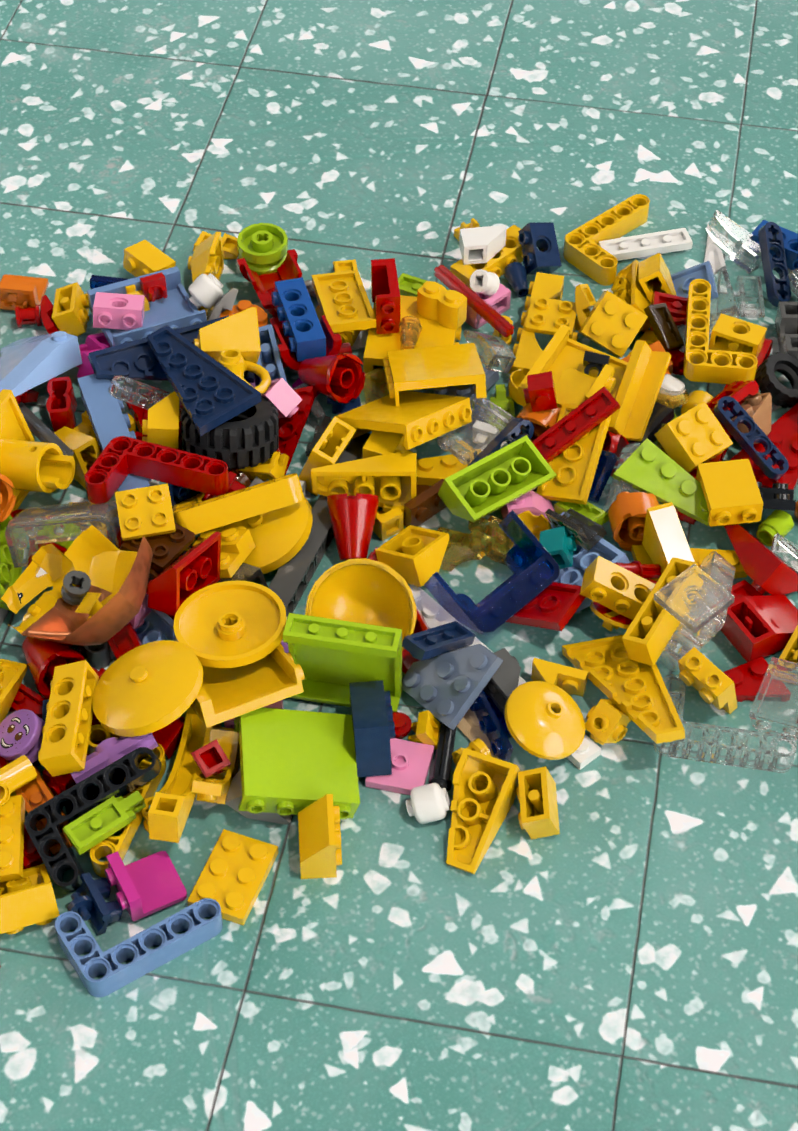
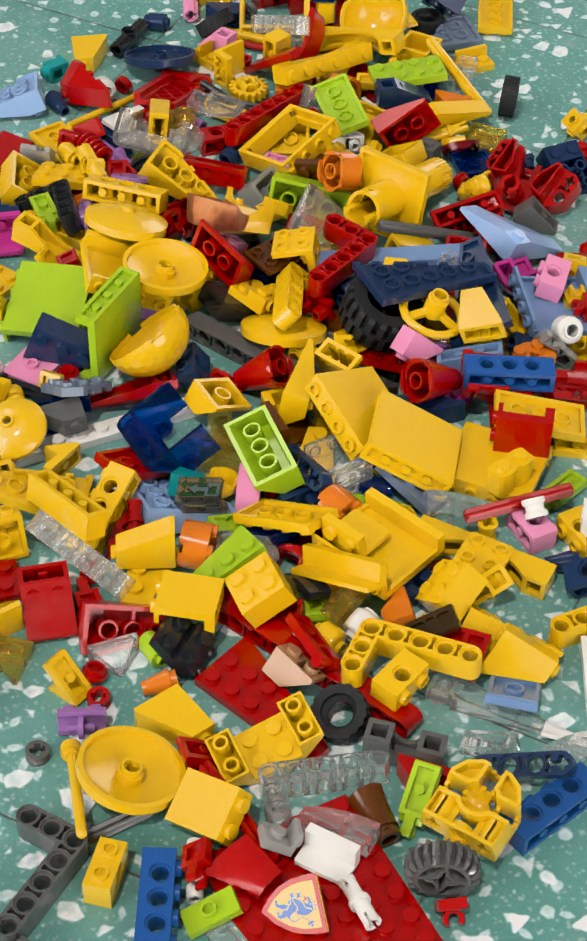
camera: 105 degrees right, 5 degrees down
(72, 594) = (243, 210): dark grey wheel -> none
(409, 332) = (480, 446): clear yellow cone -> none
(438, 640) = (113, 383): dark blue plate -> none
(541, 392) = (351, 492): red brick -> none
(576, 424) = (302, 505): red tile -> none
(594, 361) = (389, 550): black tile -> none
(694, 598) = (50, 502): clear plate -> none
(754, 435) = (256, 646): dark blue beam -> none

